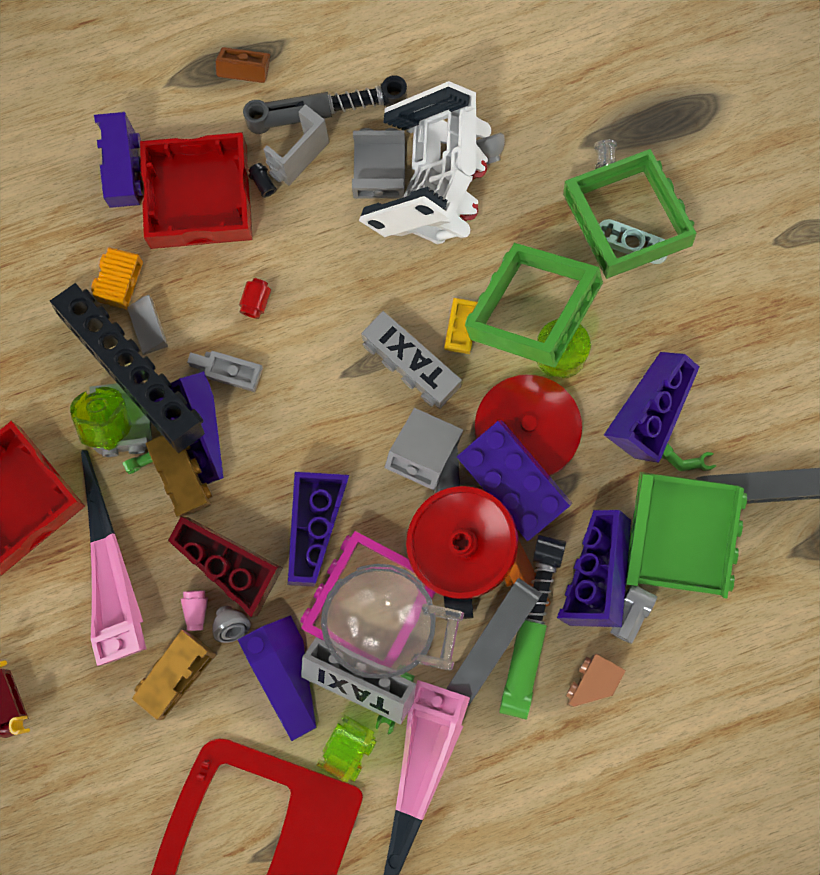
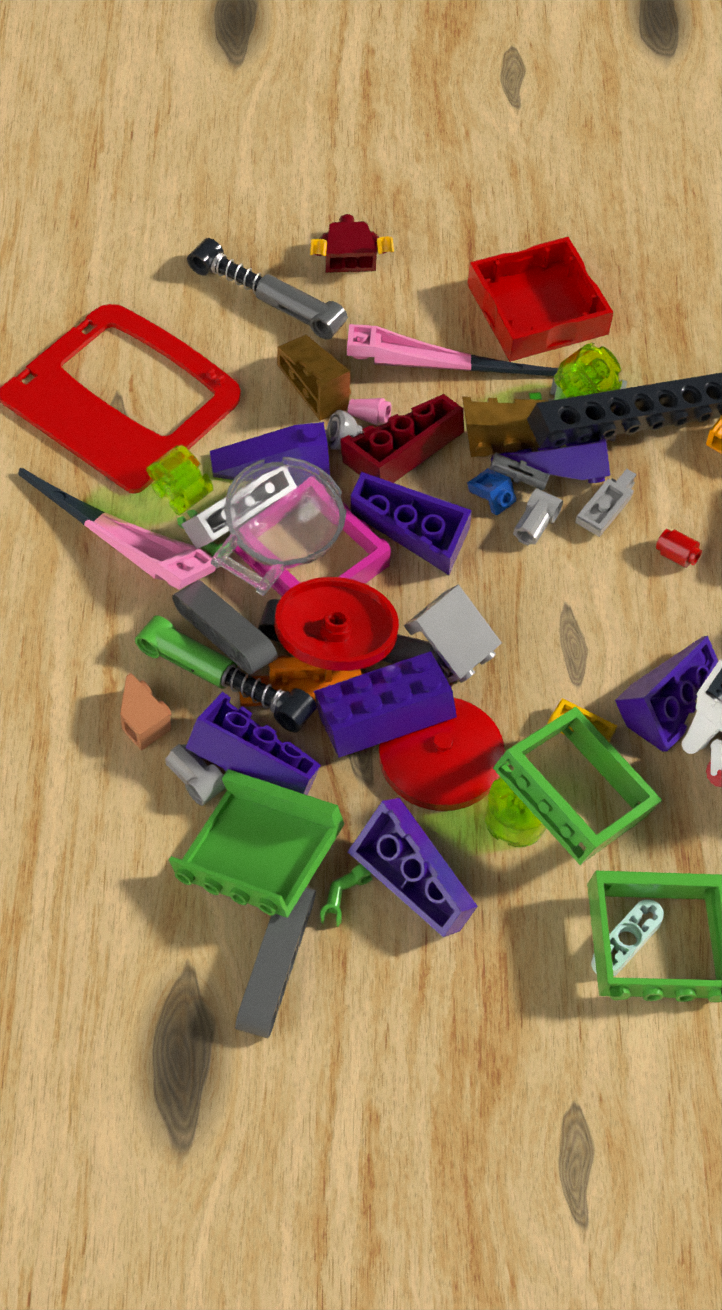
camera: 100 degrees right, 20 degrees down
(95, 695) = (322, 317): none -> dark grey piece
(147, 325) = (681, 456): light grey slope -> none
(227, 449) = (536, 479): none -> dark grey pin
(247, 470) = (494, 488): none -> blue bracket
(255, 422) = (539, 512): none -> light grey piece
(411, 360) = (558, 663): light grey brick -> none
(416, 274) = (666, 695): none -> dark purple wedge

